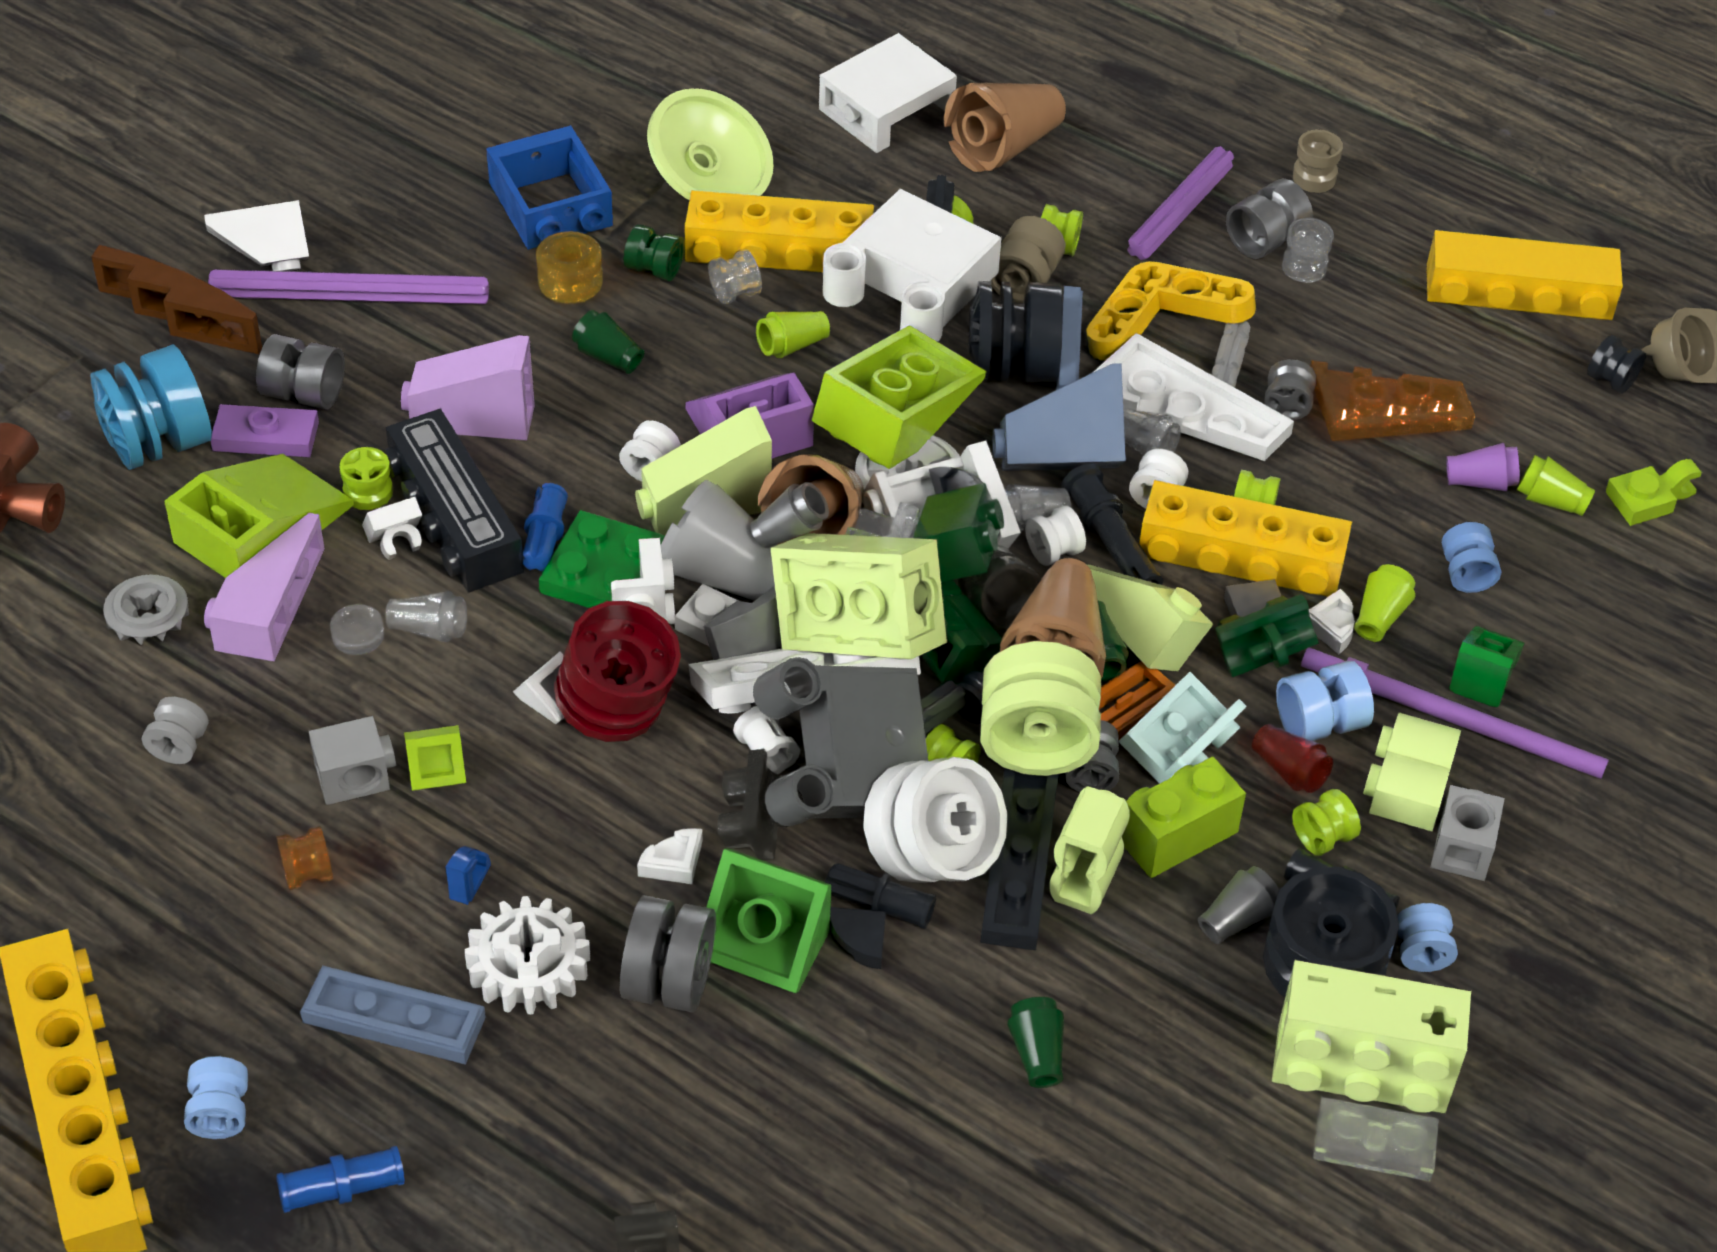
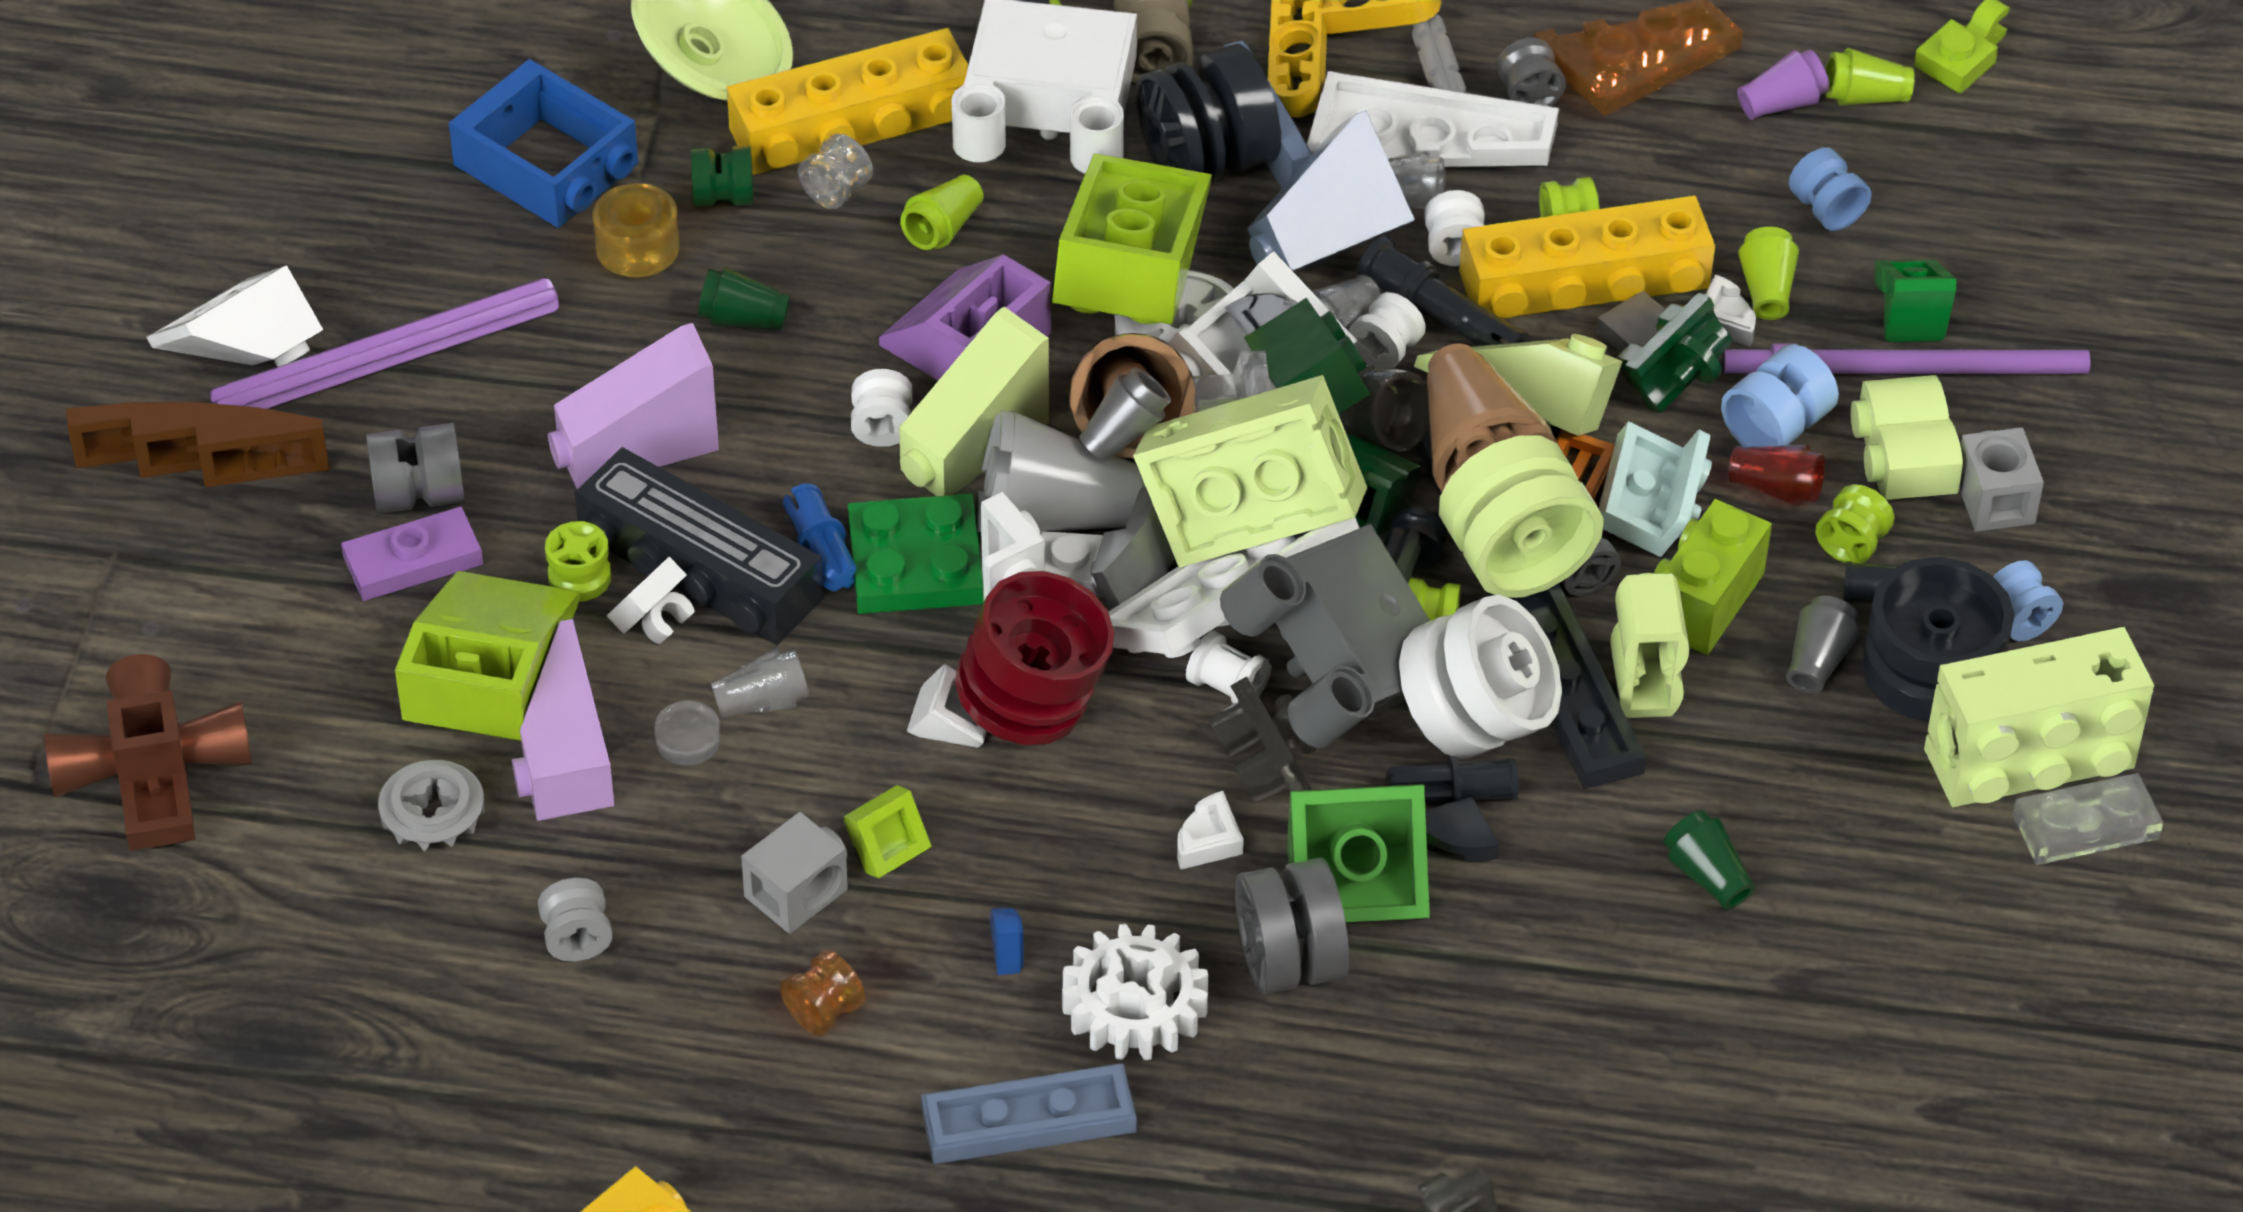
camera: 25 degrees left, 0 degrees up
(158, 404) = (282, 573): dark azure wheel -> none

